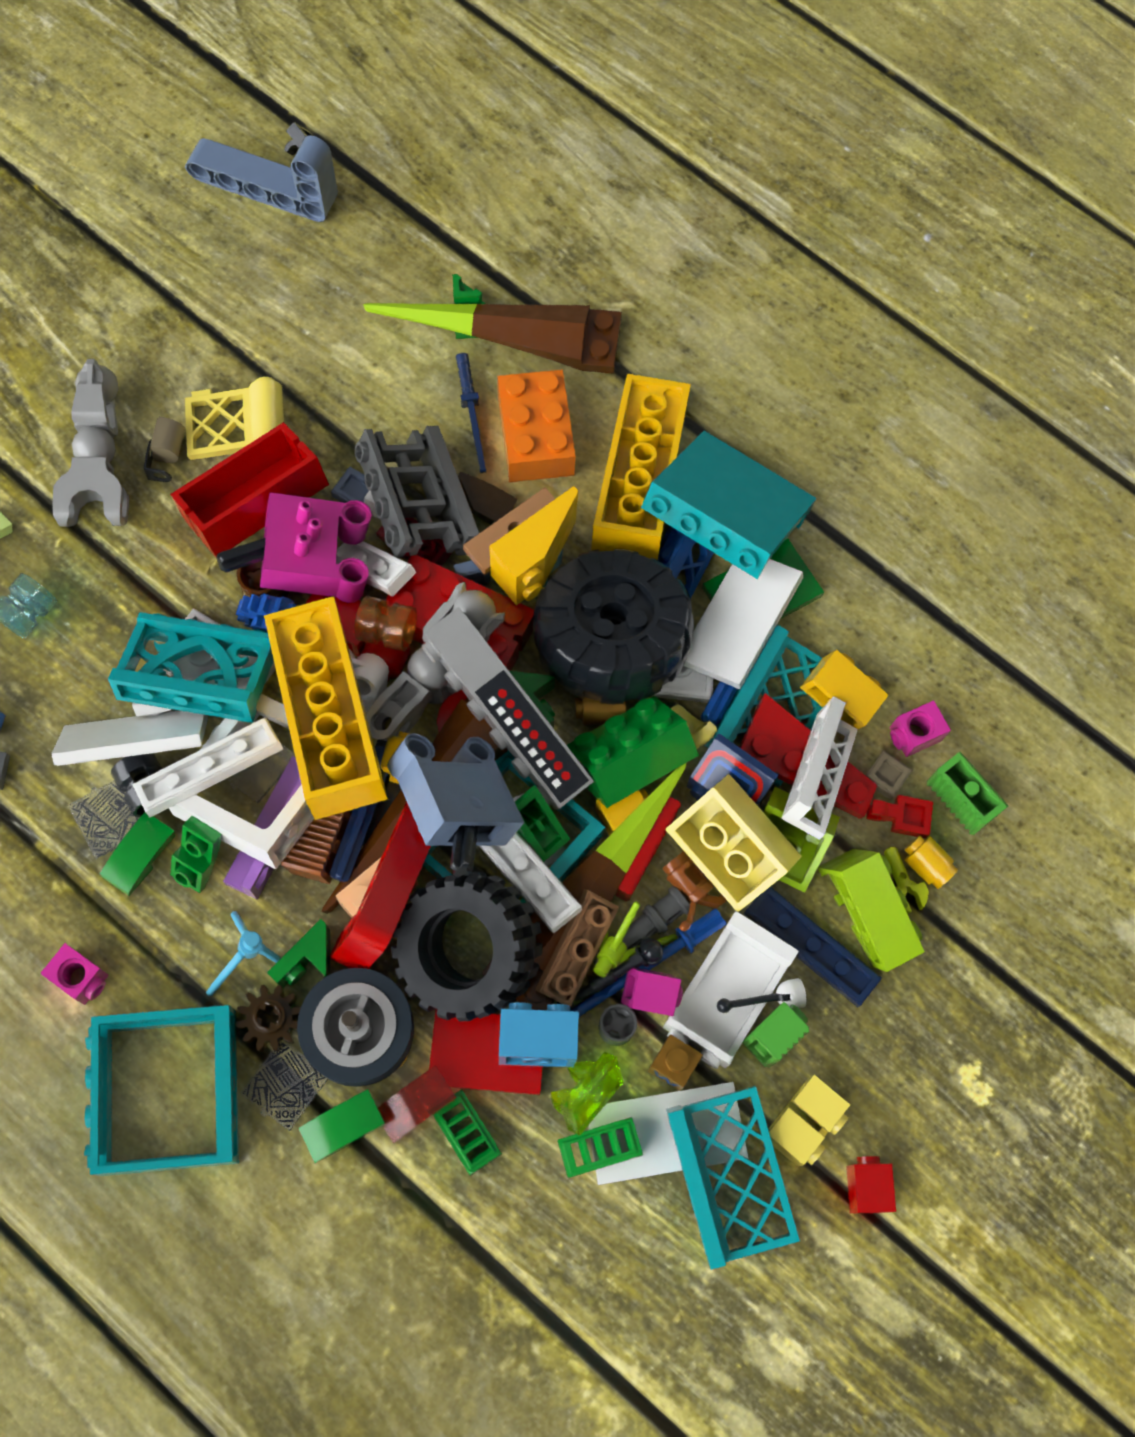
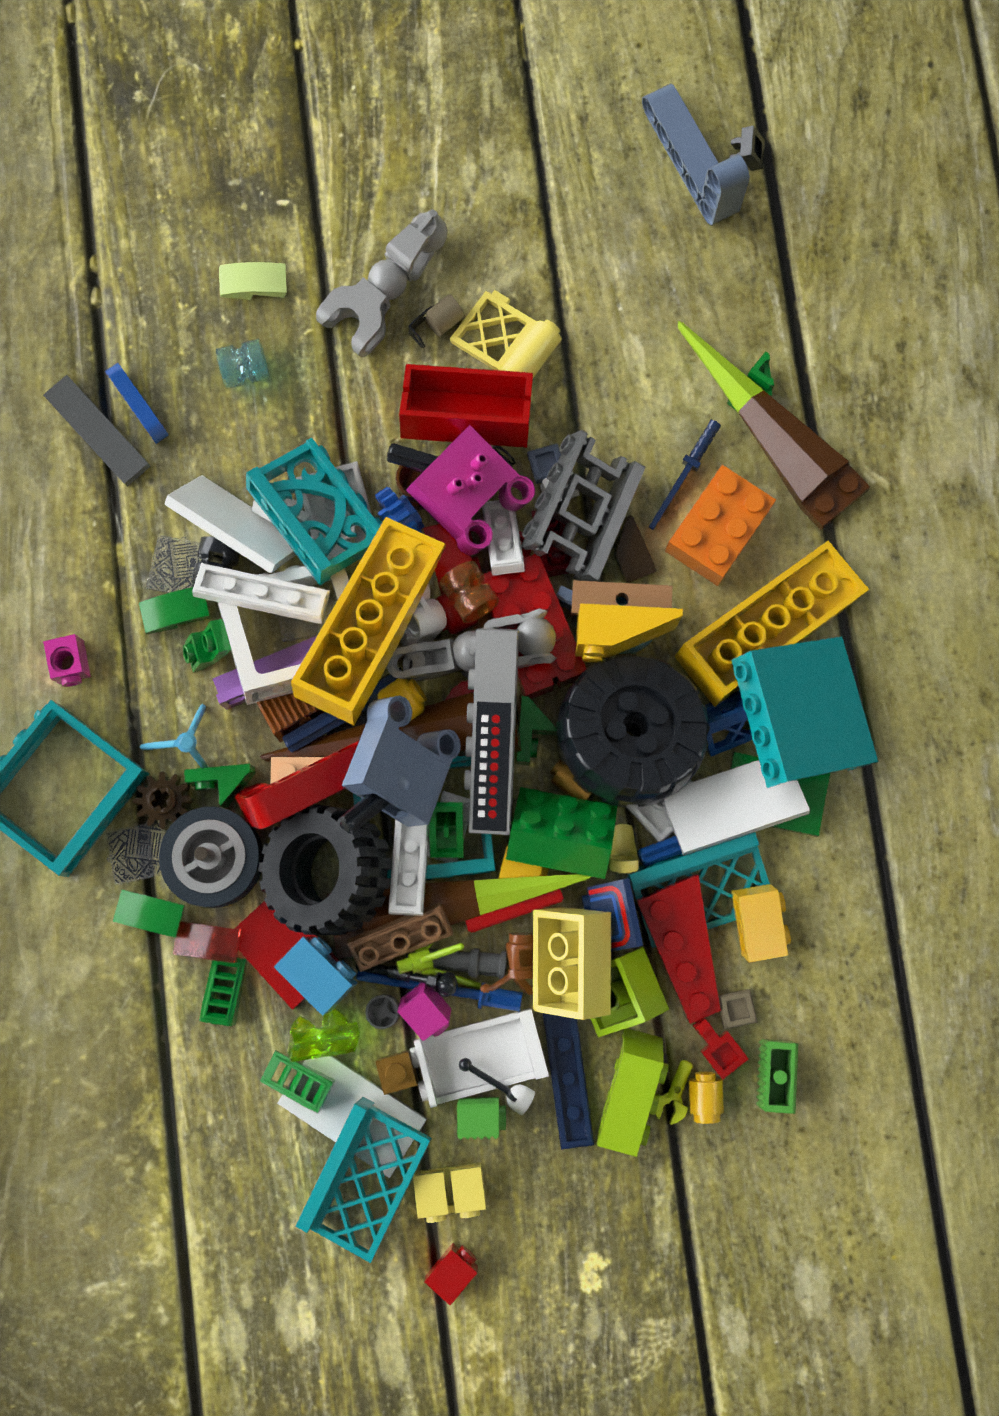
camera: 50 degrees right, 10 degrees up
(813, 769) = (678, 961): white fence -> none
(928, 719) = (804, 998): dark pink brick -> none

